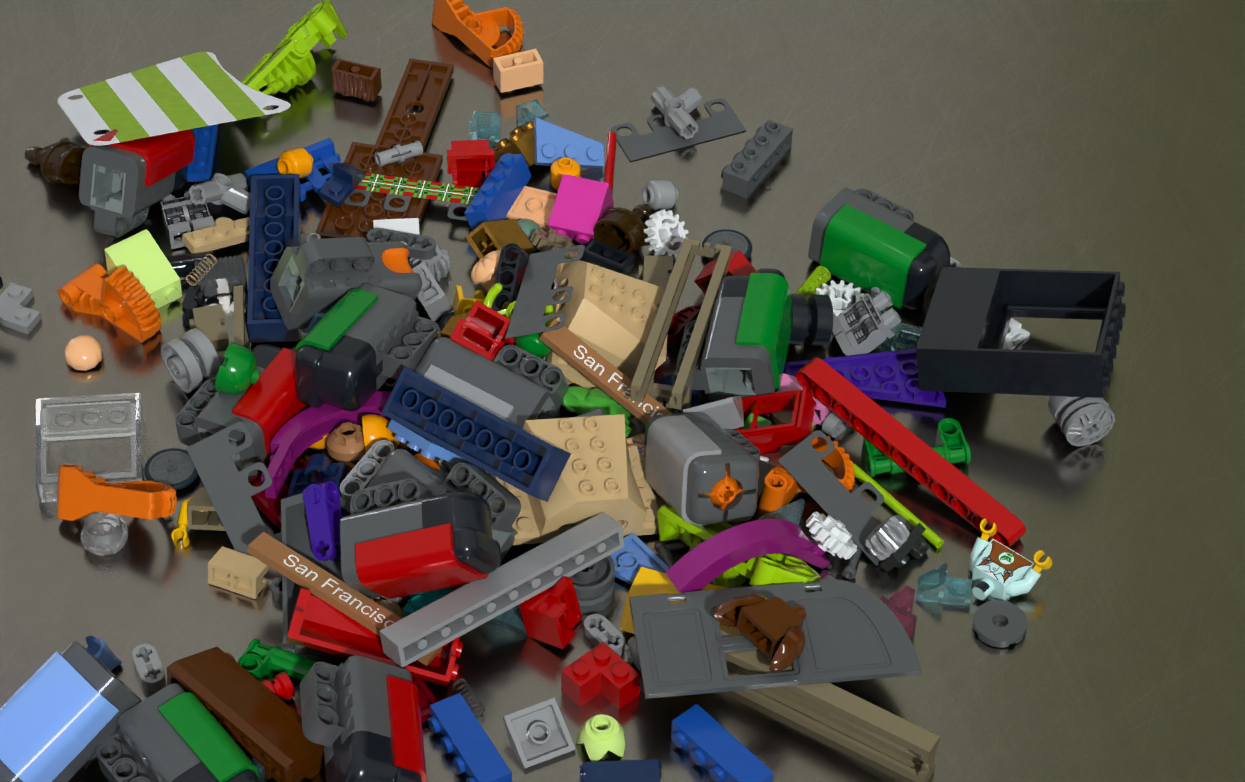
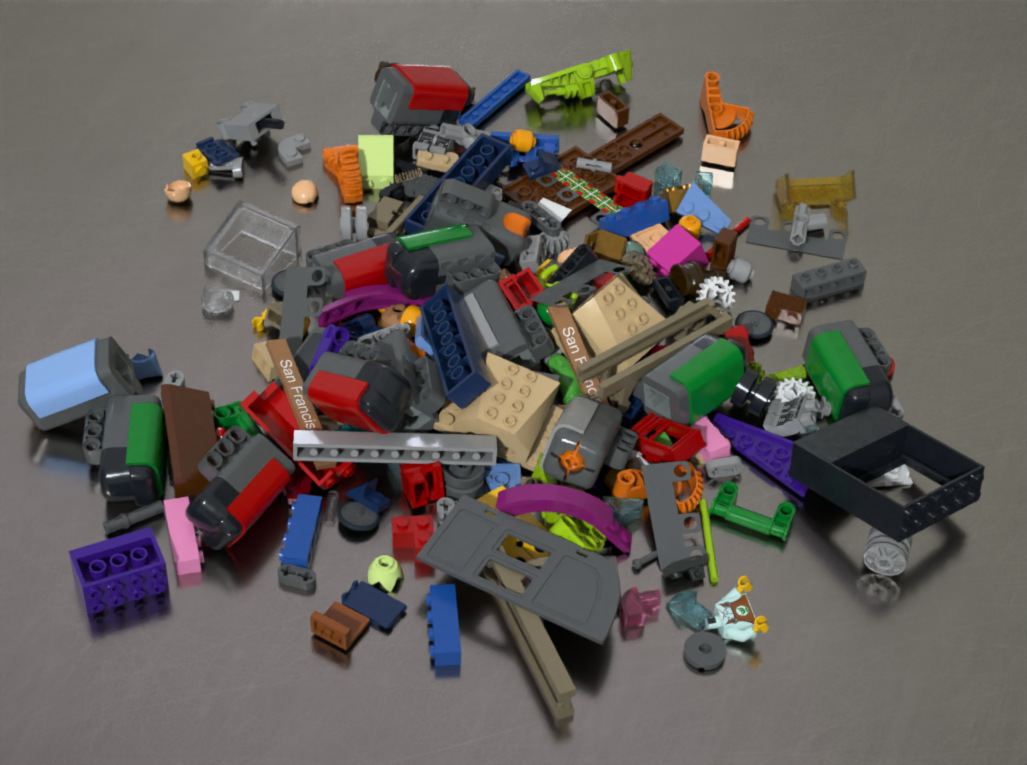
camera: 35 degrees right, 0 degrees up
(84, 494) = (238, 283): orange arm -> none
(165, 100) = (472, 65): piece -> none
(237, 370) = (353, 237): green cylinder -> none
(496, 664) = (368, 497): none -> dark blue slope
(511, 692) = (357, 516): none -> dark grey wheel
(538, 733) = (349, 548): light grey slope -> none
(627, 179) = (723, 248): none -> reddish brown brick
(661, 65) = (816, 191): none -> clear yellow windscreen
(725, 412) = (636, 419): light grey slope -> none
(744, 211) = (786, 307): none -> reddish brown brick
(767, 625) = (525, 557): reddish brown torso -> none
(831, 535) = (640, 532): white gear -> none
(887, 538) = (674, 553): light grey gear -> none
(909, 451) = (740, 511): red beam -> none

